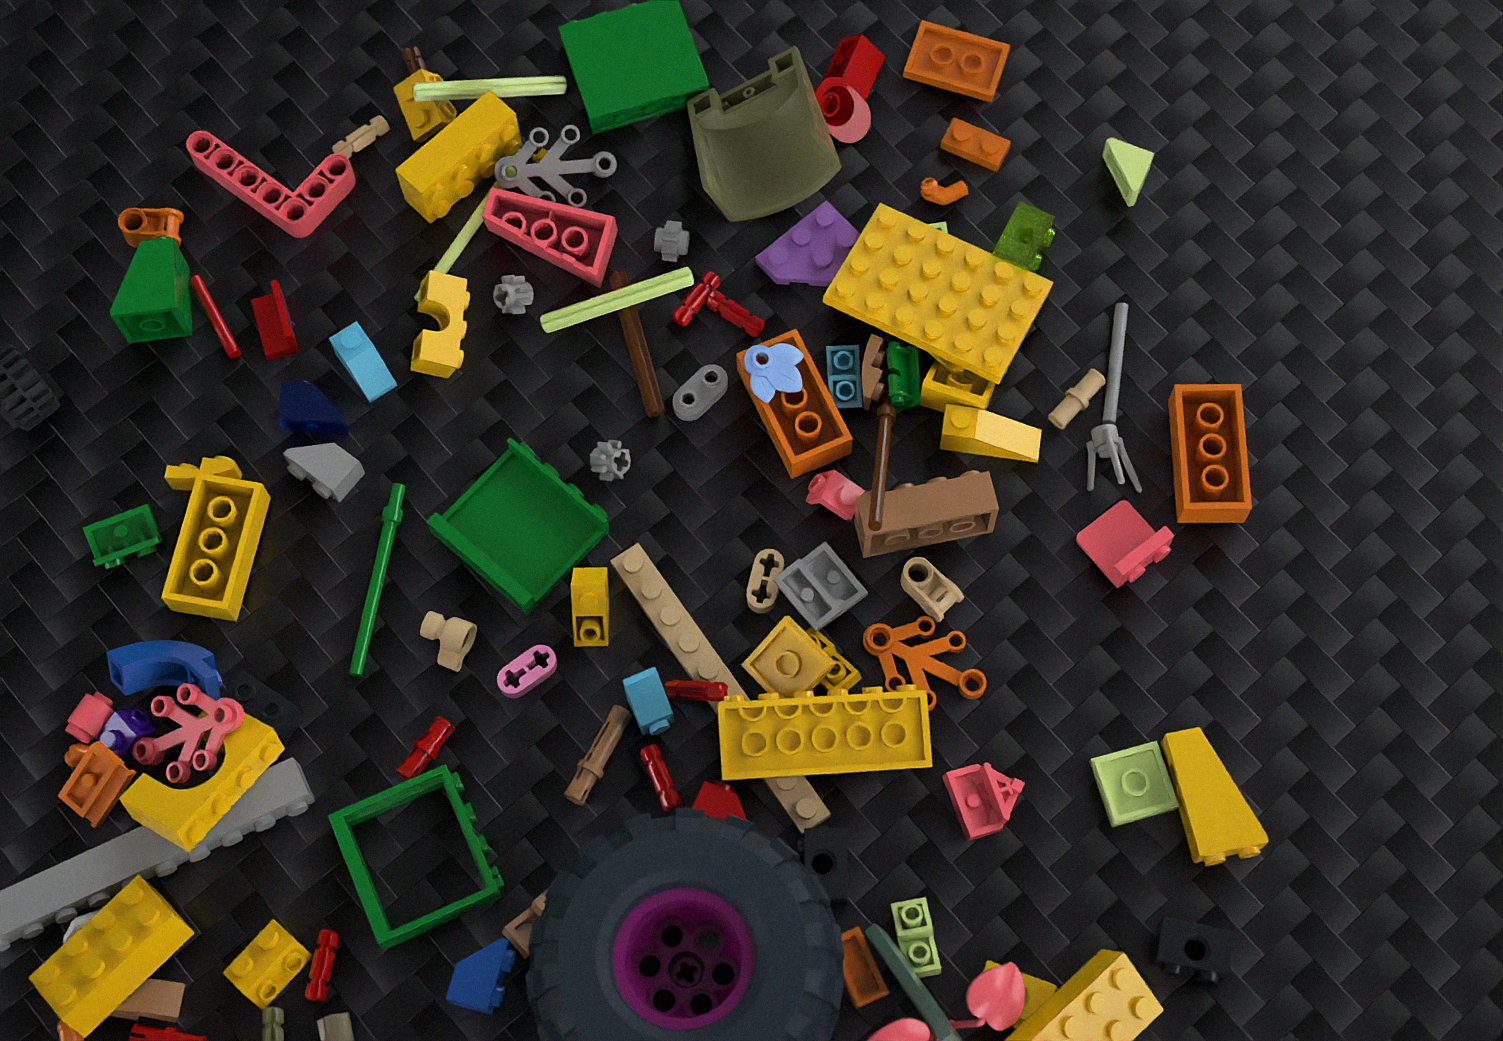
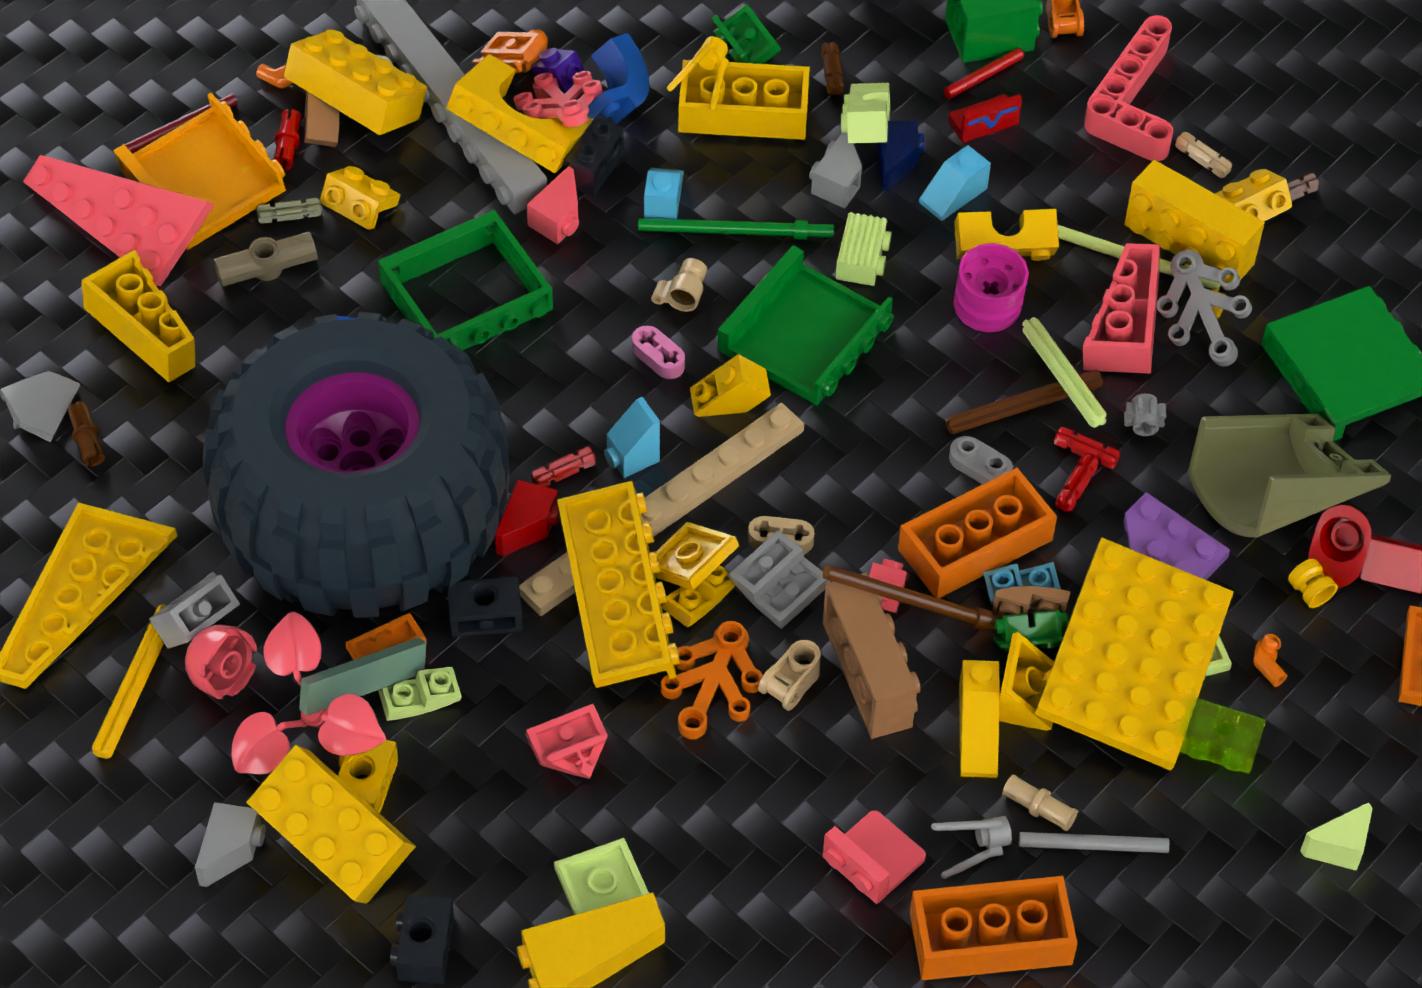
camera: 80 degrees right, 15 degrees down
(89, 717) = (570, 37): coral brick -> none
(173, 565) = (709, 56): none -> yellow plant
(174, 457) = (832, 68): none -> reddish brown axle
(184, 476) = (819, 89): yellow slope -> none
(286, 427) = (866, 113): none -> yellowish green arch
(320, 642) = (662, 193): none -> medium azure slope
(321, 965) = (360, 235): red axle -> none
(326, 751) = (555, 208): none -> coral slope
(425, 749) = (571, 282): red pin -> none
(431, 460) = (862, 249): none -> yellowish green brick
(500, 87) = (1281, 239): yellowish green axle -> none
(513, 294) = (1053, 290): light grey gear -> none
(513, 331) = (990, 287): none -> dark pink wheel
(592, 765) = (566, 410): medium nougat pin -> none
(610, 460) = (880, 394): light grey gear -> none
(696, 690) = (652, 480): red axle -> none
(777, 373) = (1000, 498): light blue plate -> none
(871, 141) = (1311, 581): none -> yellow wheel
(975, 144) = (1339, 689): orange plate -> none

